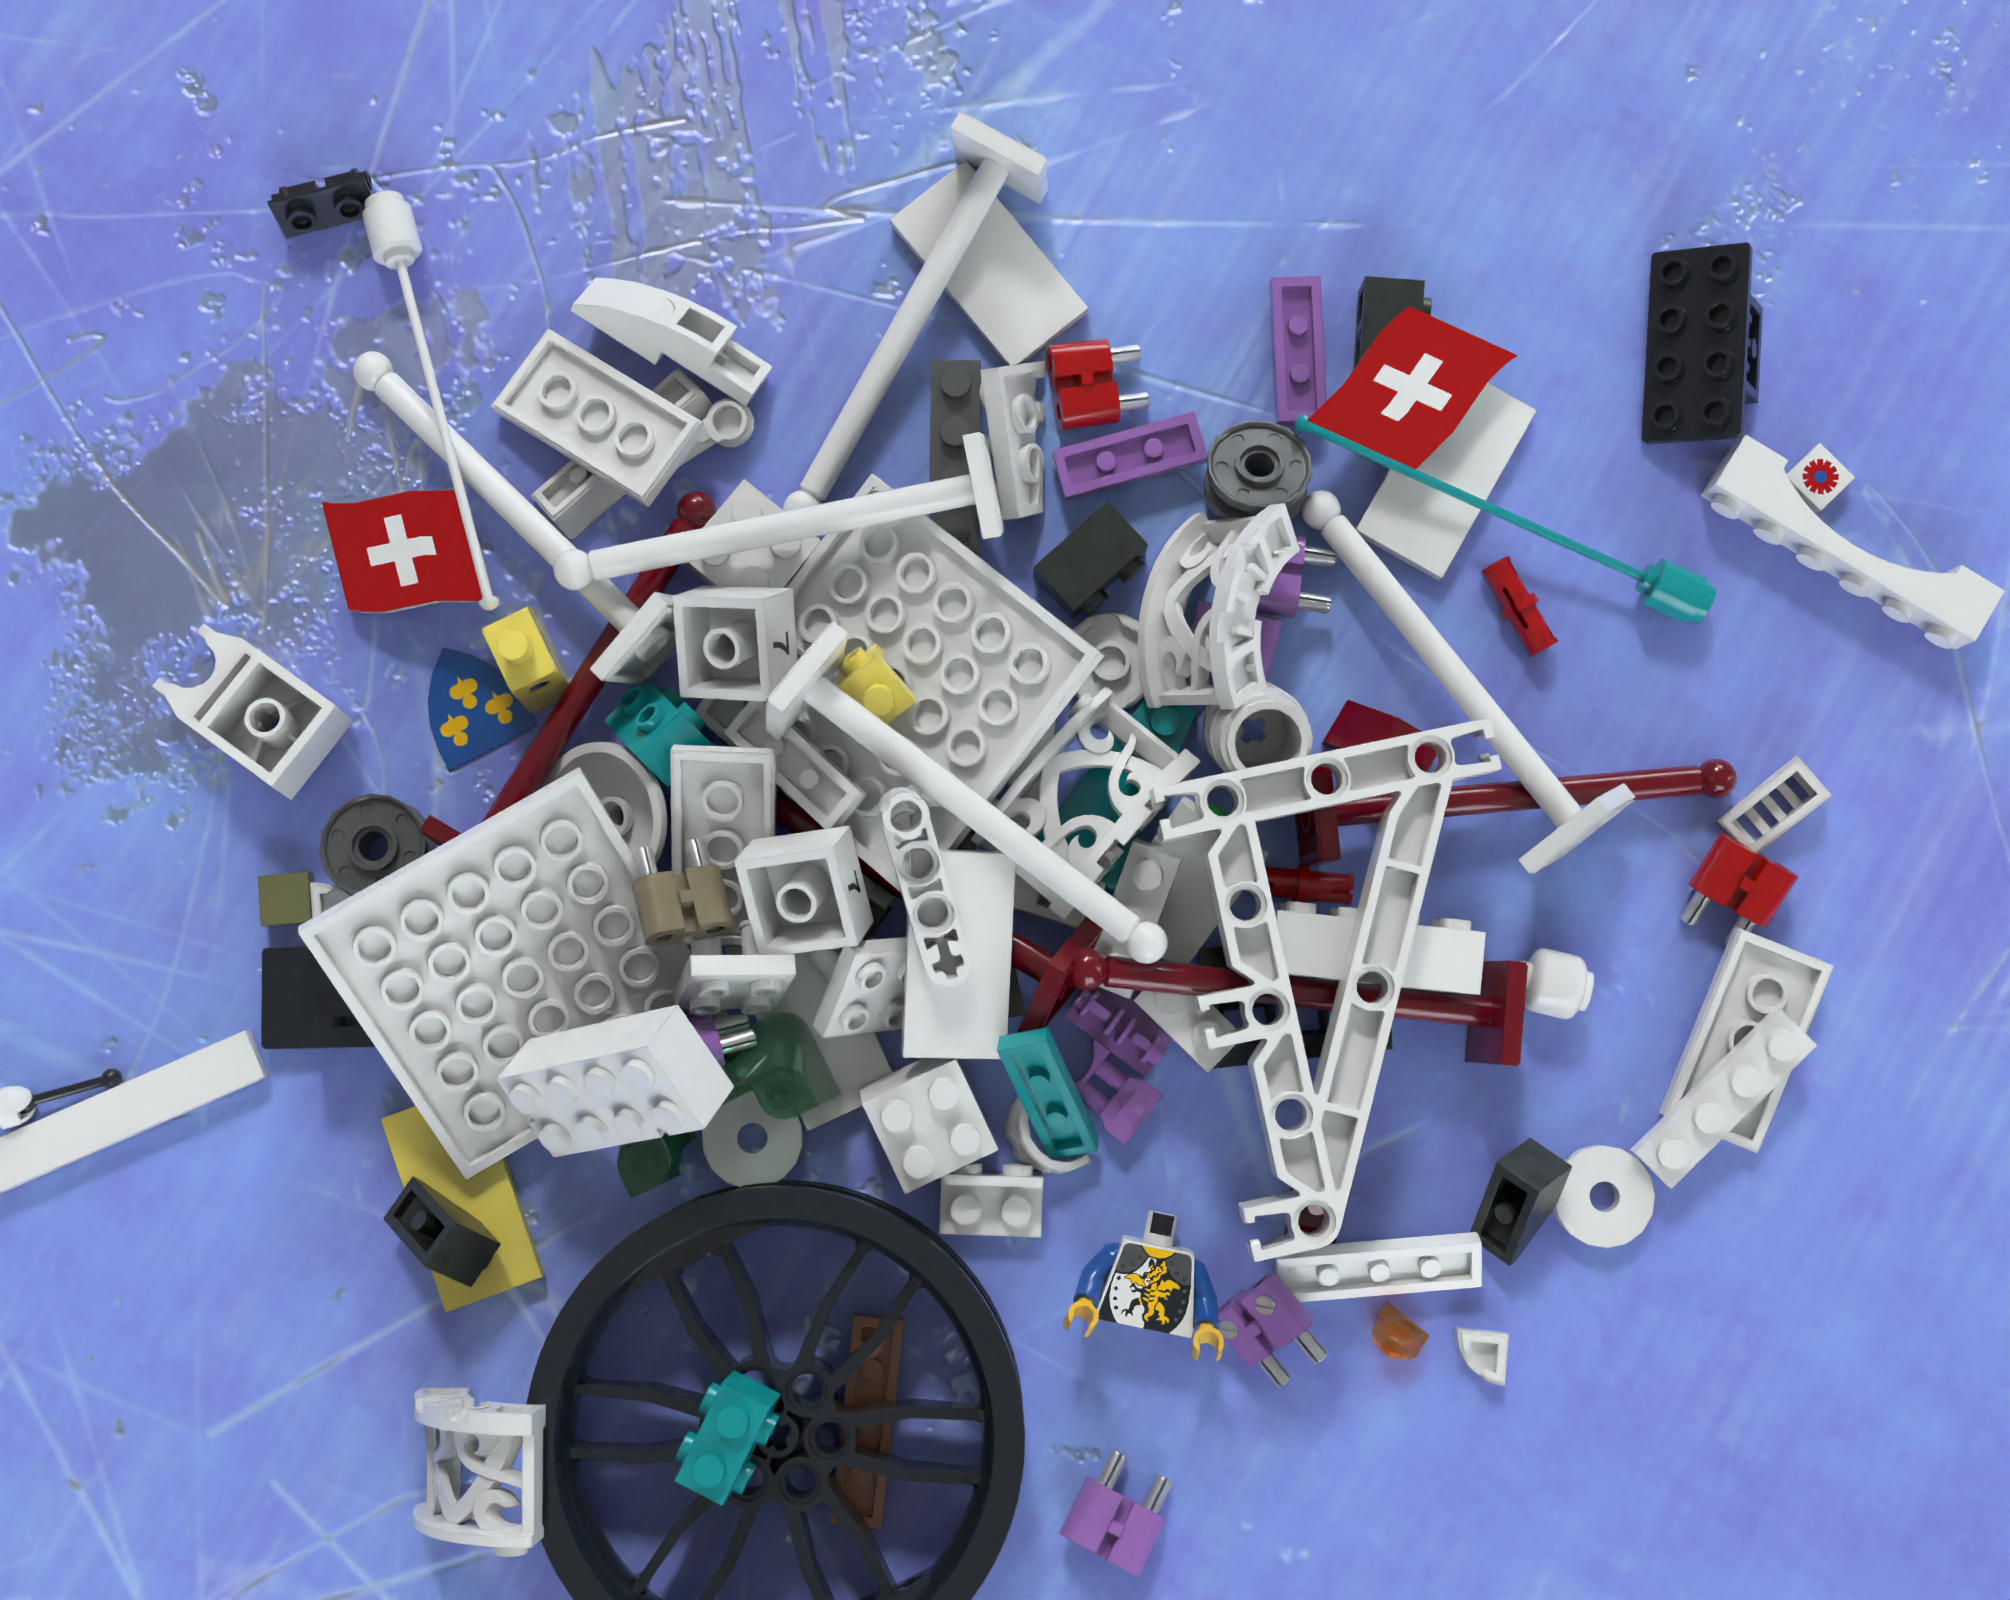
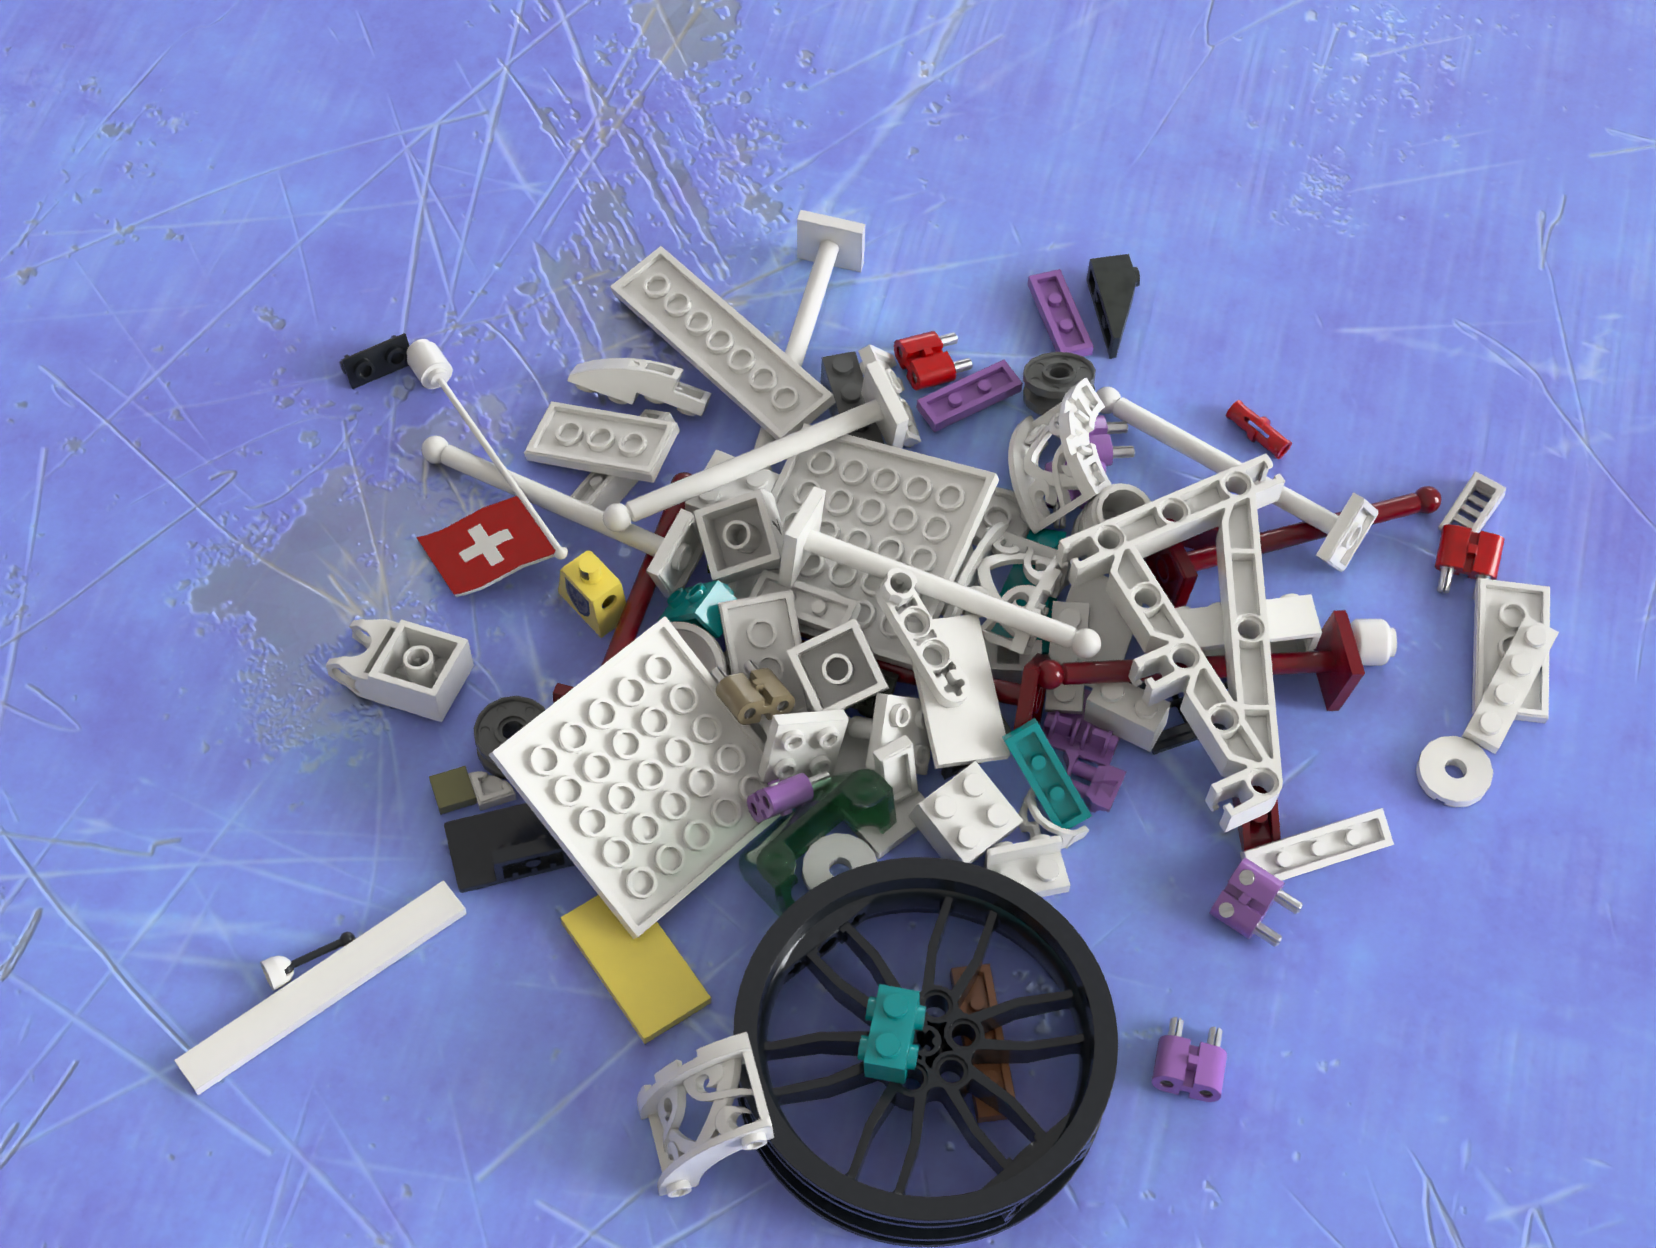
camera: 15 degrees left, 25 degrees down
(441, 1233) = (631, 972): pearl dark grey slope -> none
(472, 708) = (557, 642): blue sticker -> none
(616, 1082) = (741, 812): white piece -> none
(726, 424) = (692, 433): white plate -> none
(799, 301) = (722, 344): none -> white plate
(848, 1044) = (897, 766): none -> white tile
(874, 683) = (850, 531): light yellow bracket -> none
(1003, 276) = (848, 312): white tile -> none
(1091, 561) = (972, 445): pearl dark grey brick -> none
(1150, 1287) = (1162, 896): torso -> none
(1397, 1334) = (1347, 891): clear orange plate -> none
(1413, 396) = (1146, 315): red flag -> none
(1426, 524) = (1181, 364): white tile -> none
(1484, 1352) = (1412, 892): white tile -> none
(1519, 1199) = (1398, 778): pearl dark grey slope -> none
(1701, 344) = (1317, 259): black bracket -> none
(1757, 490) = (1525, 369): white arch -> none
(1819, 478) = (1421, 320): white tile -> none

